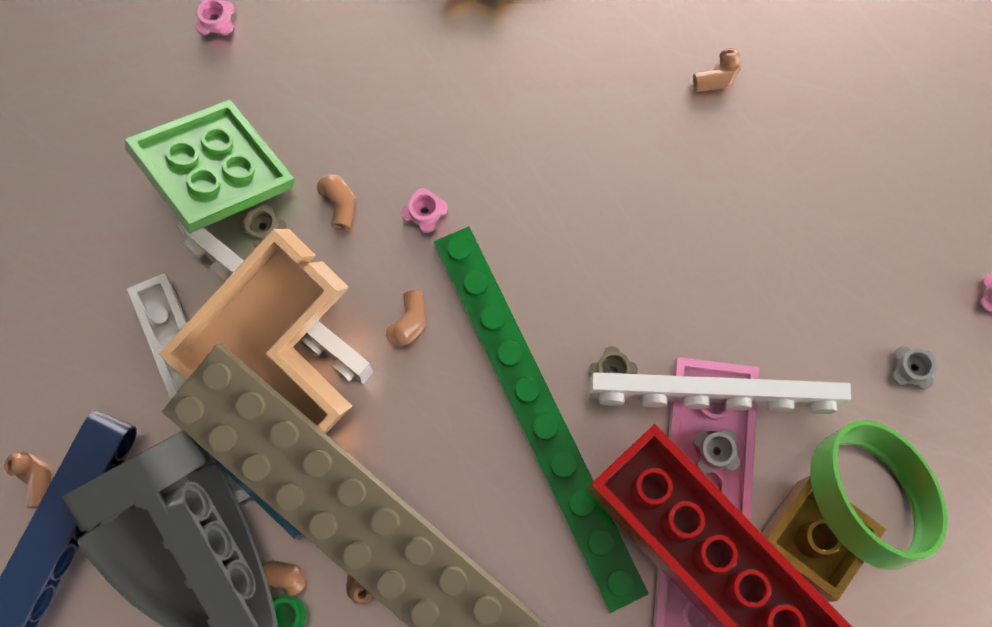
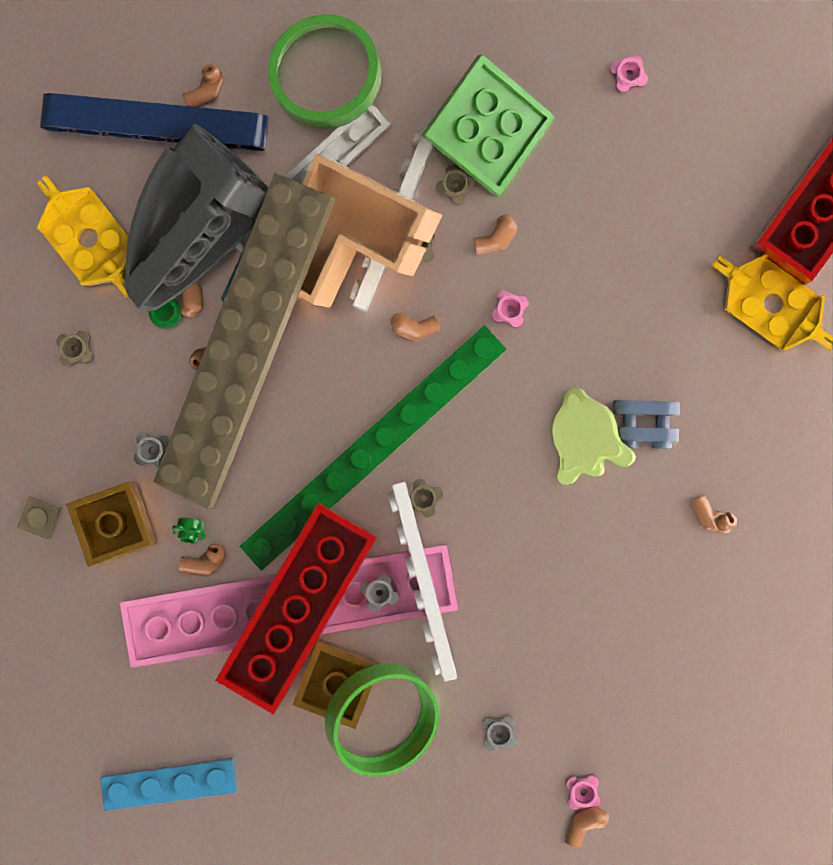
camera: 80 degrees right, 15 degrees up
(122, 351) = (346, 113): none -> bright green piece
(595, 168) = (585, 437): none -> yellowish green tile
(617, 96) = (661, 436): none -> sand blue brick

